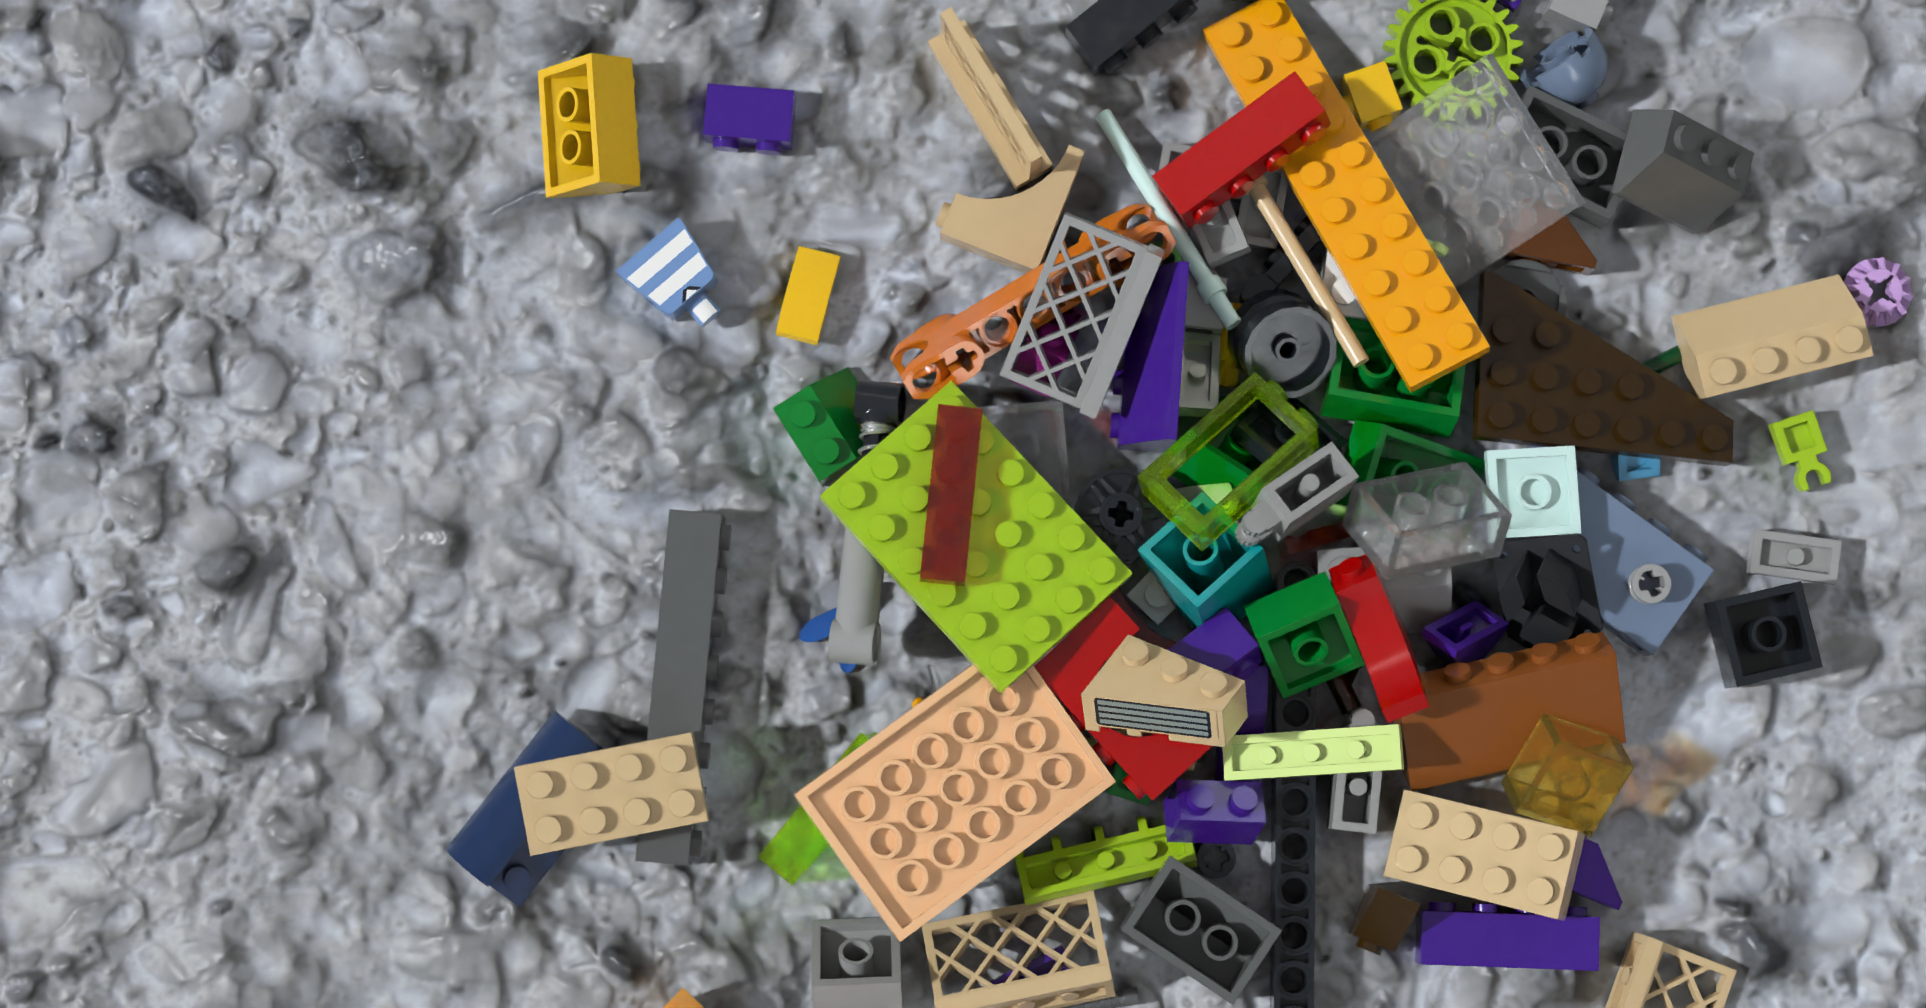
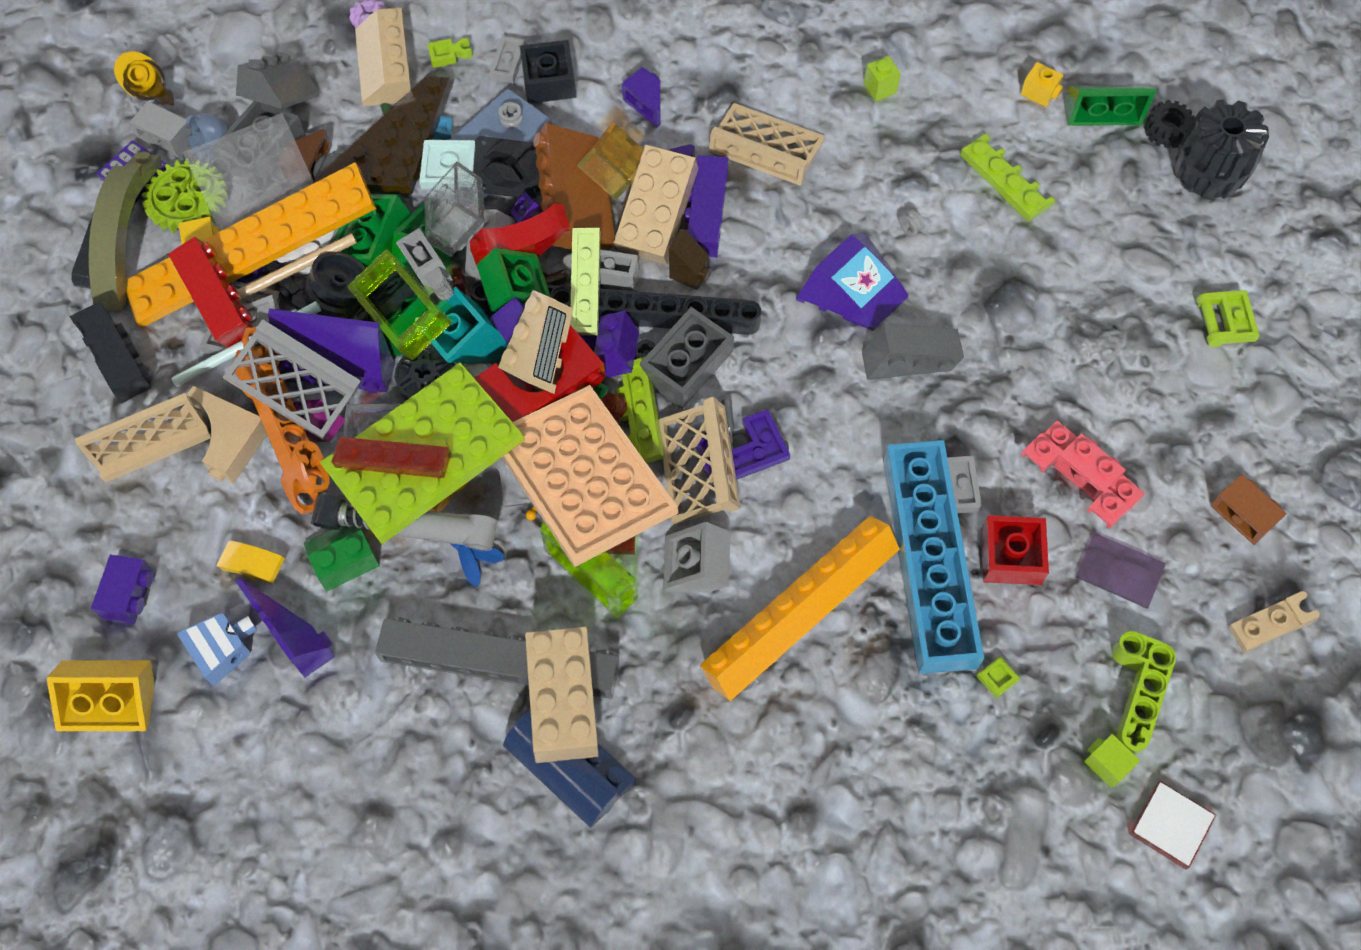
camera: 85 degrees left, 20 degrees down
(687, 390) = (293, 634): none -> dark purple wedge
(1106, 805) = (619, 405): none -> clear red bush
(1735, 811) = (644, 94): none -> dark purple slope

